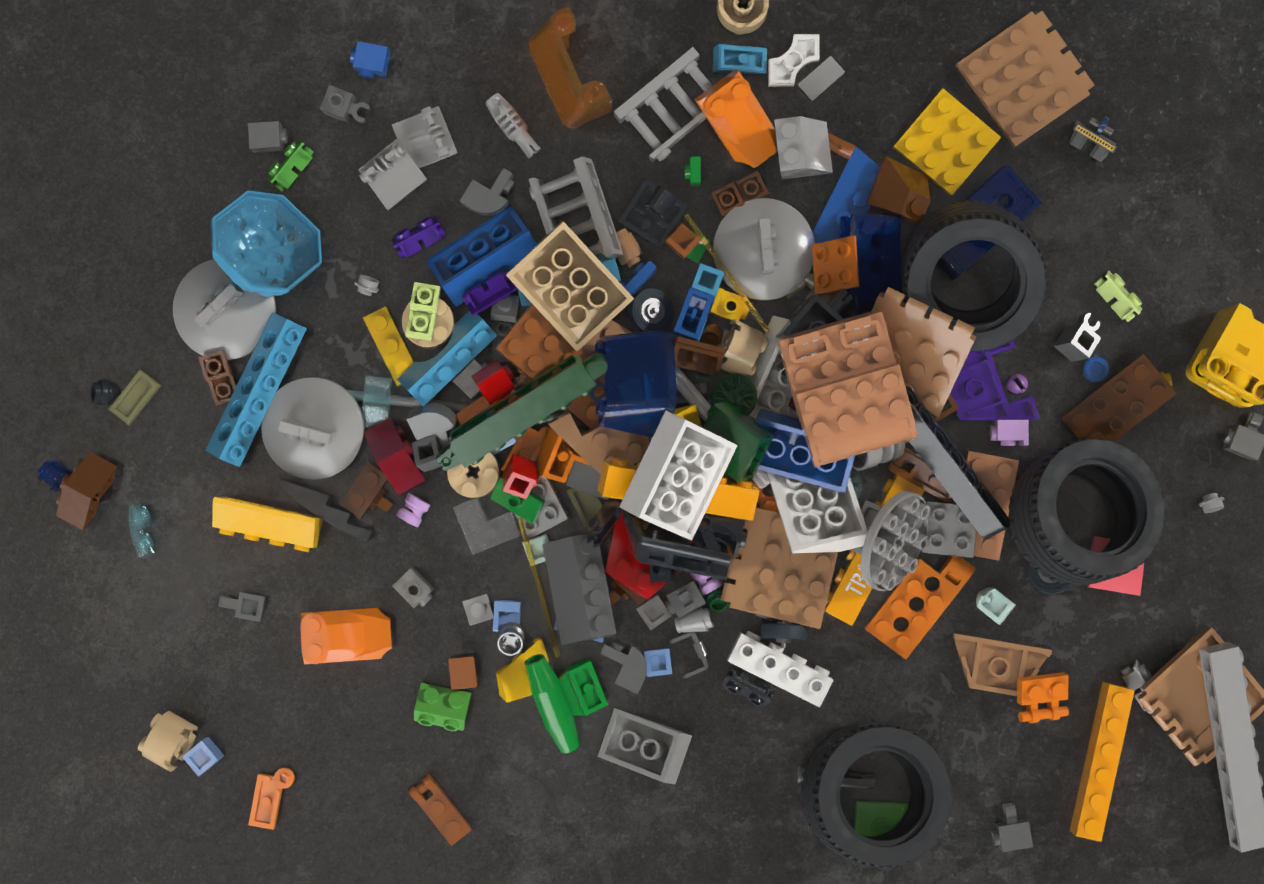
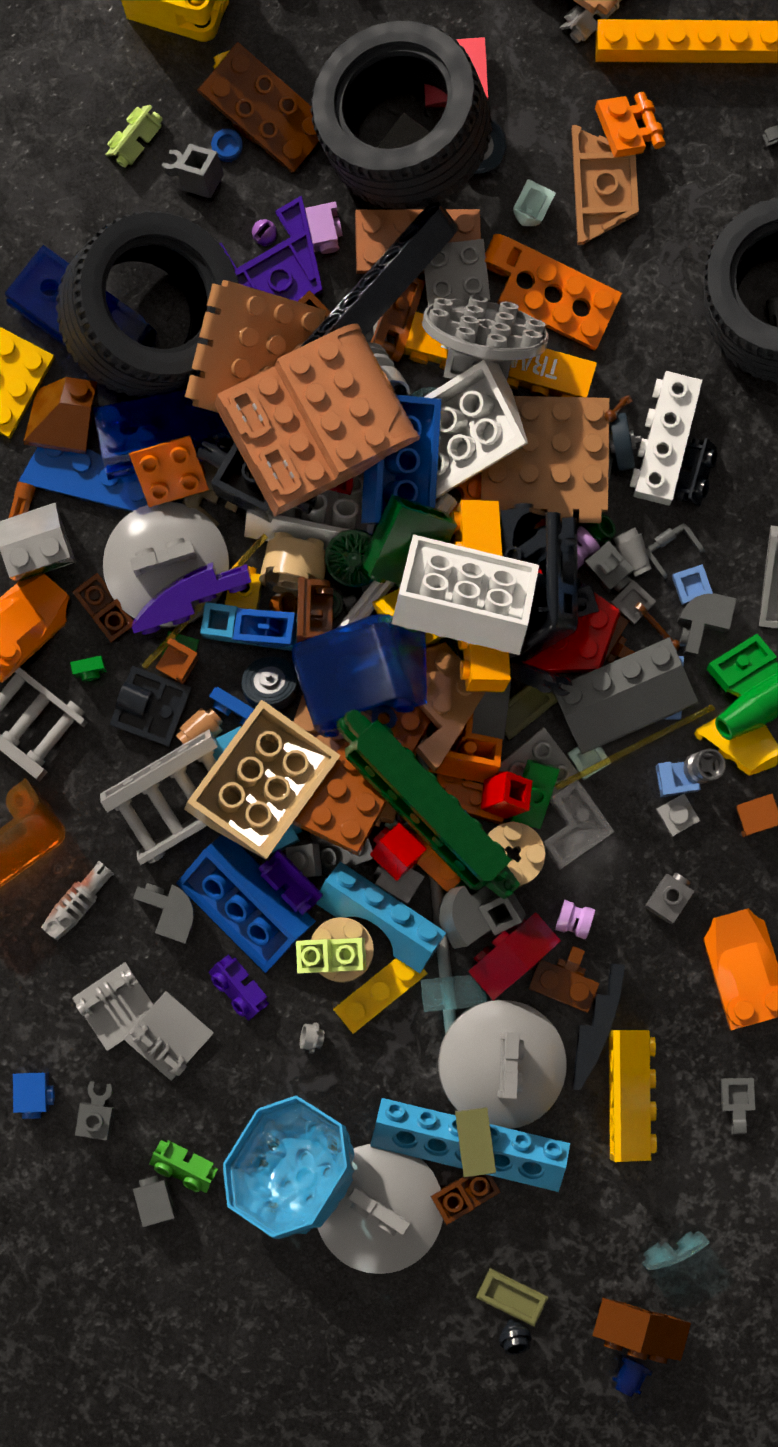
camera: 100 degrees left, 5 degrees down
(253, 392) = (475, 1142): none -> olive tile
(614, 638) = (643, 611): none -> reddish brown hinge
(731, 250) = (176, 599): none -> dark purple slope
(805, 627) = (611, 415): none -> reddish brown hinge

